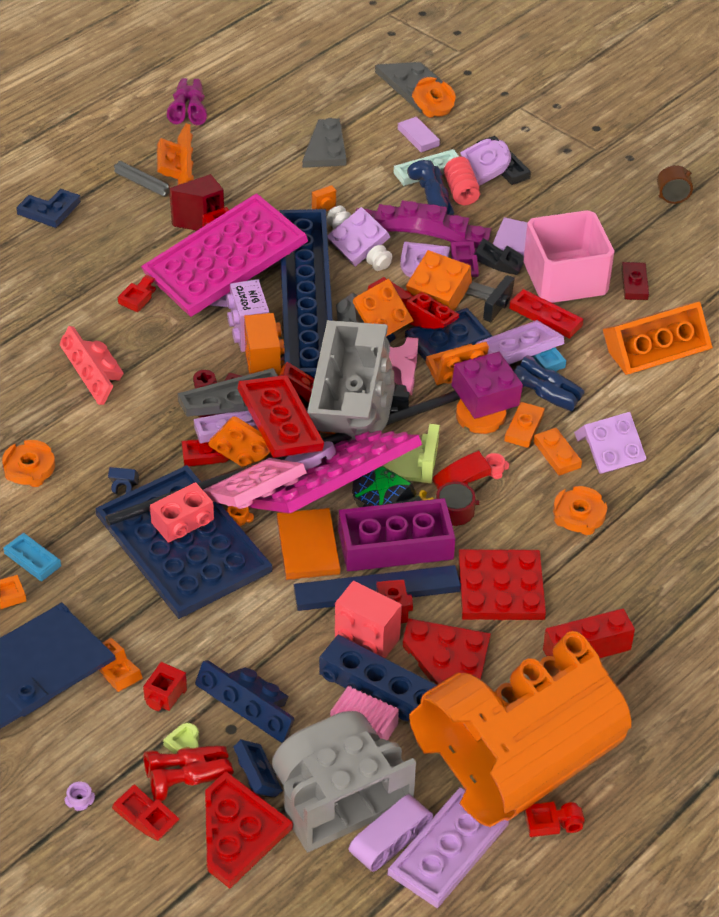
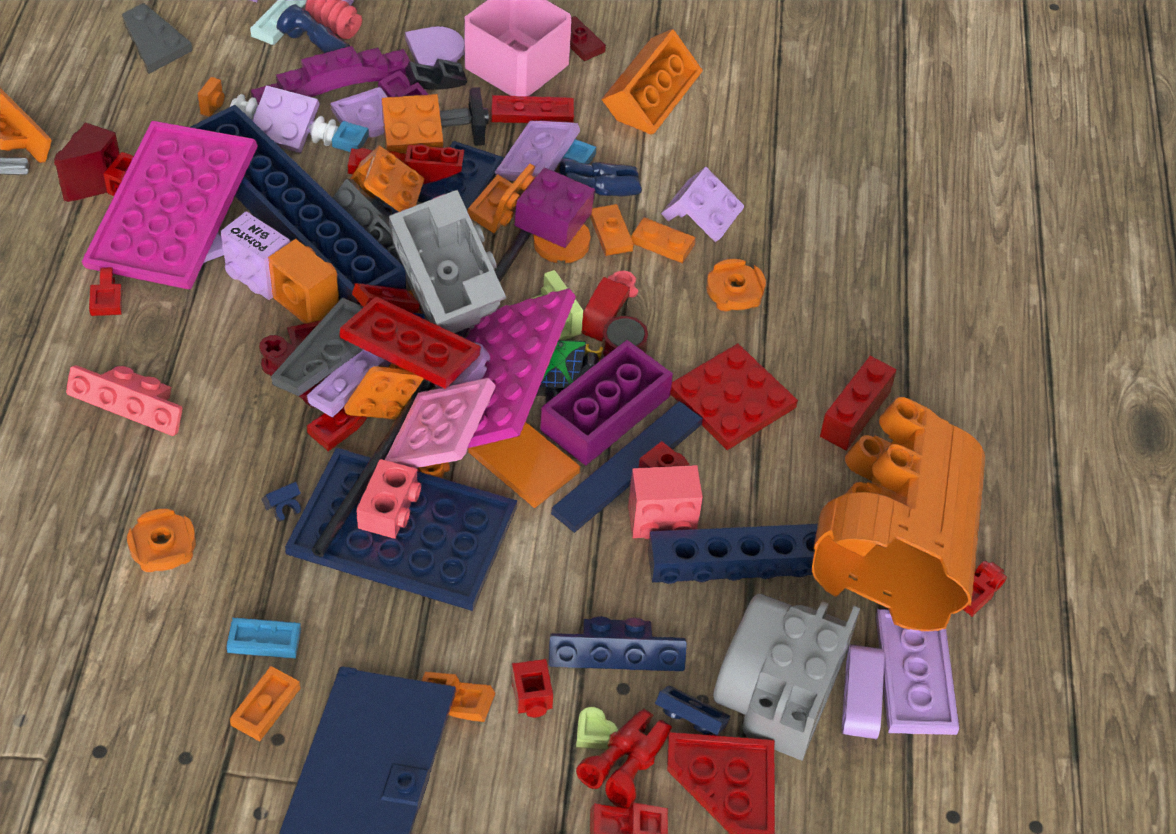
camera: 40 degrees left, 5 degrees up
(379, 714) = (730, 594): bright pink brick -> none
(394, 270) = (350, 136): none -> dark azure plate
(446, 649) = (754, 492): red plate -> none

